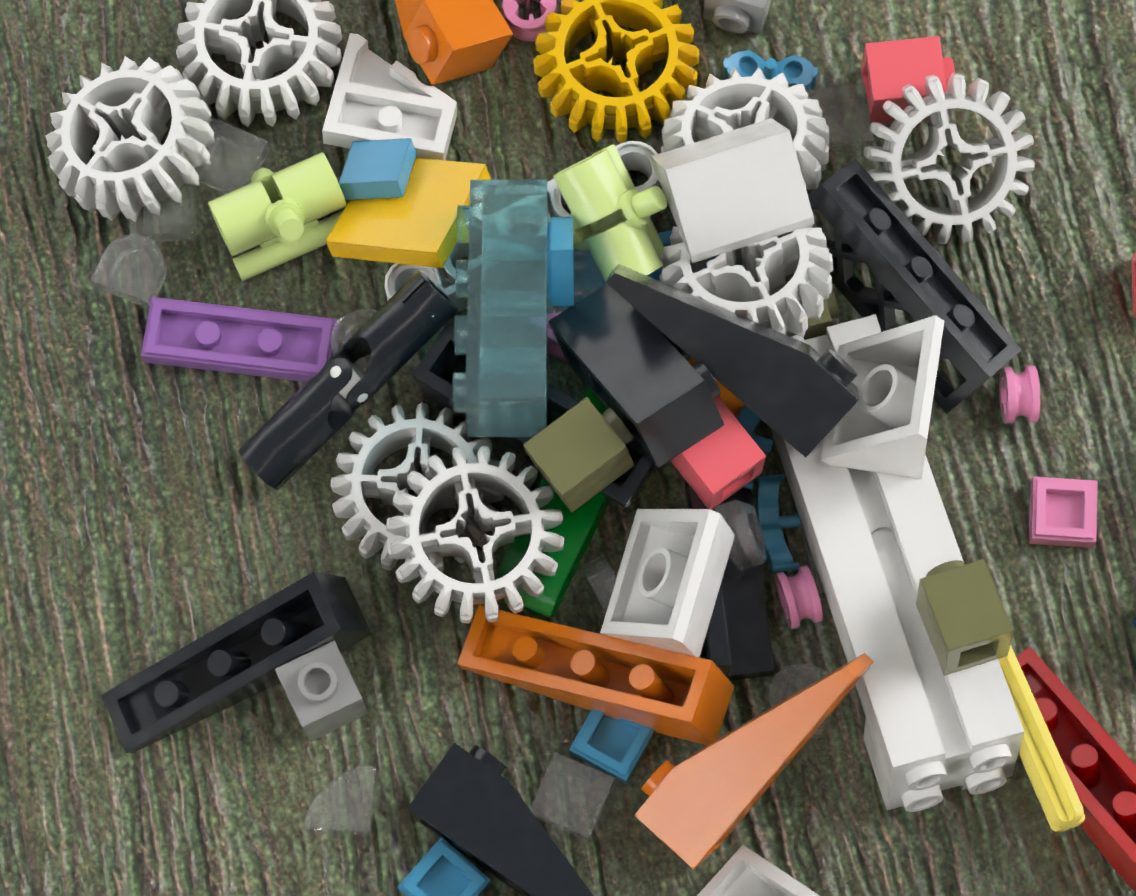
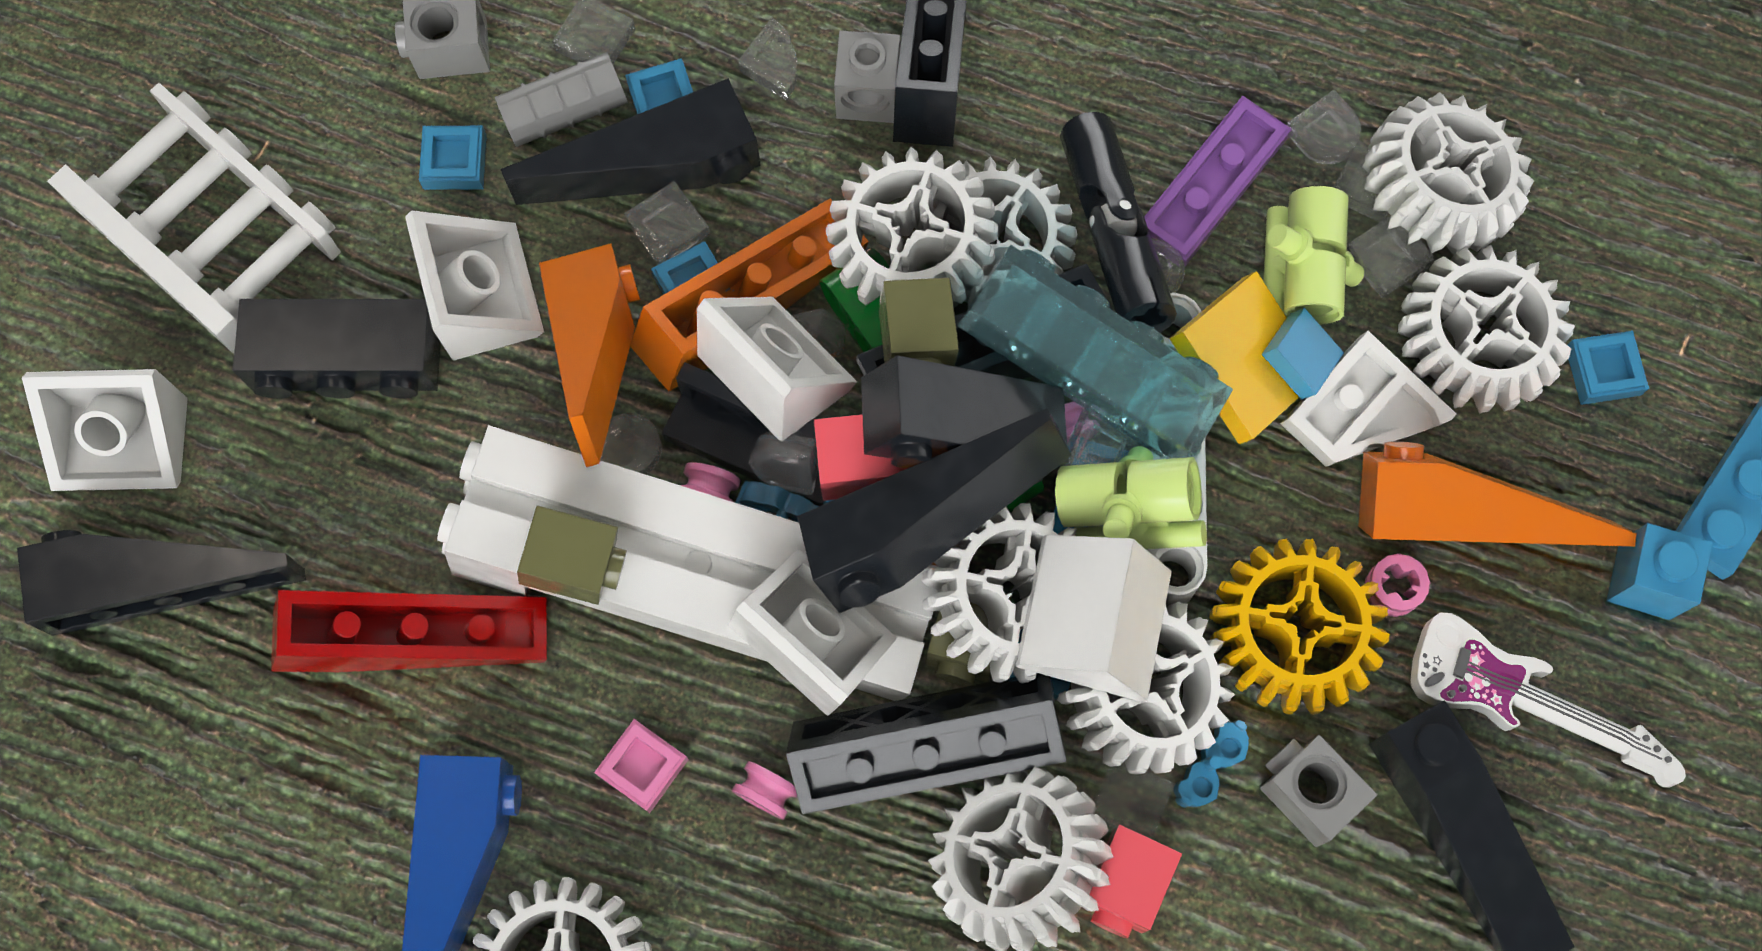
camera: 120 degrees right, 0 degrees up
(560, 261) = (1111, 426): dark azure tile -> none
(1041, 755) = (485, 597): light yellow axle -> none

